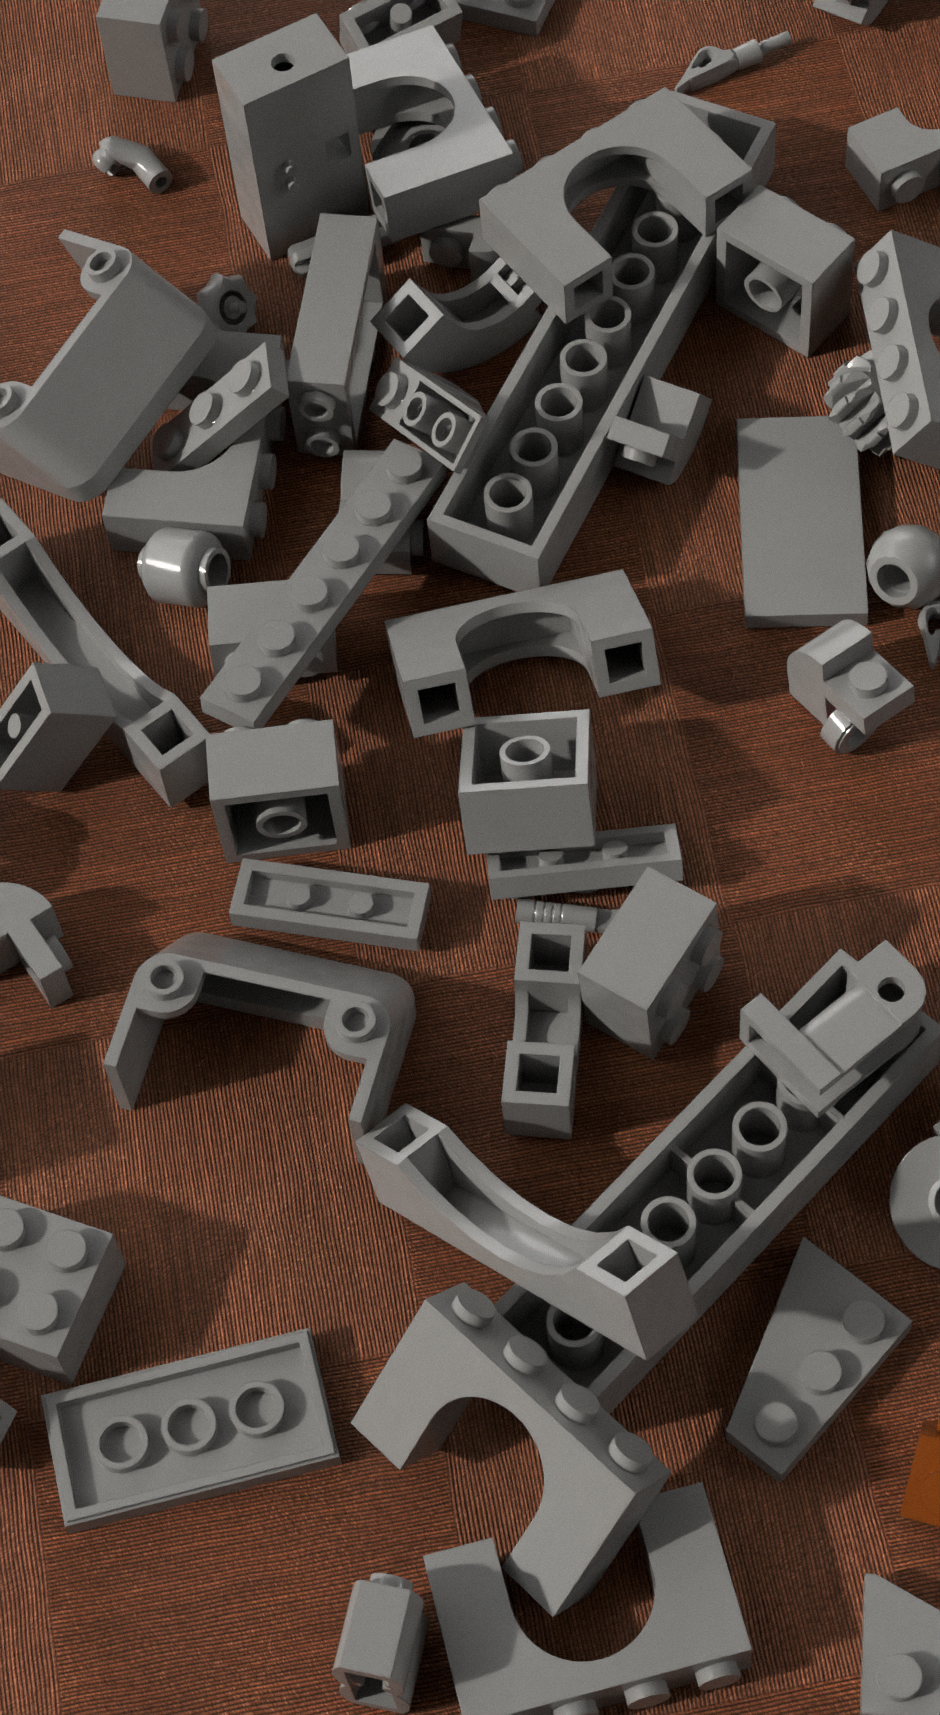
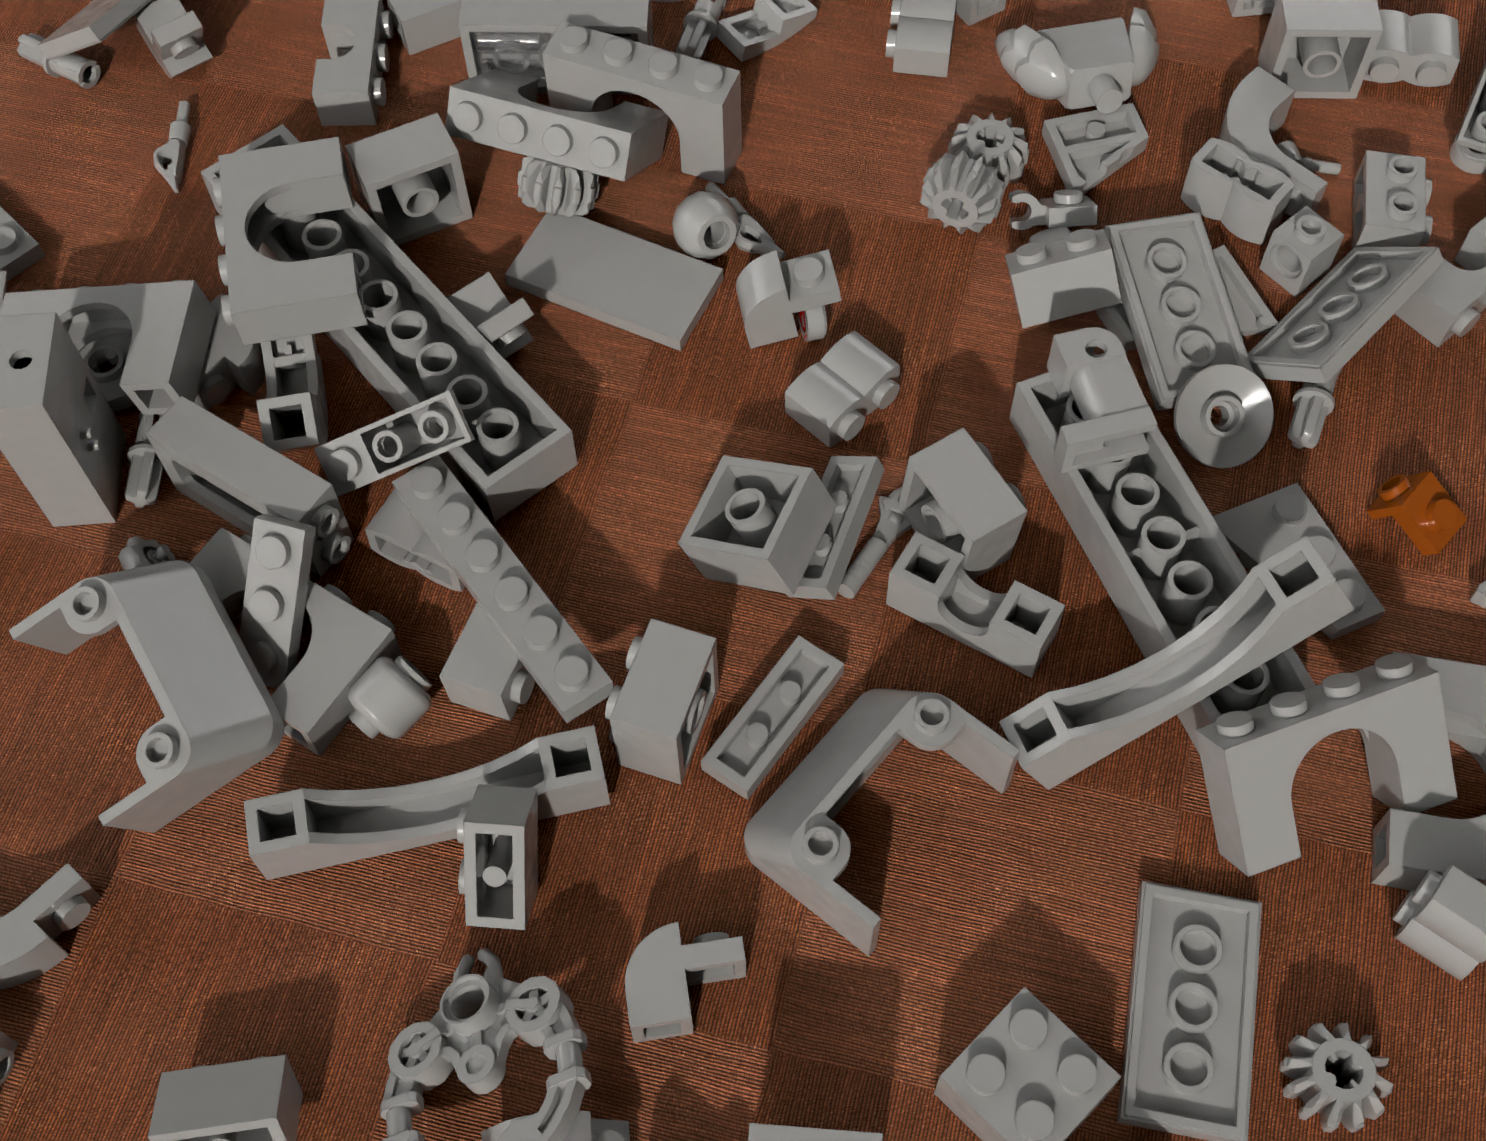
camera: 70 degrees left, 0 degrees up
(189, 1598) = (1352, 1066): none -> light grey gear
(579, 619) = (629, 429): light grey arch -> none
(768, 797) = (843, 389): none -> light grey brick

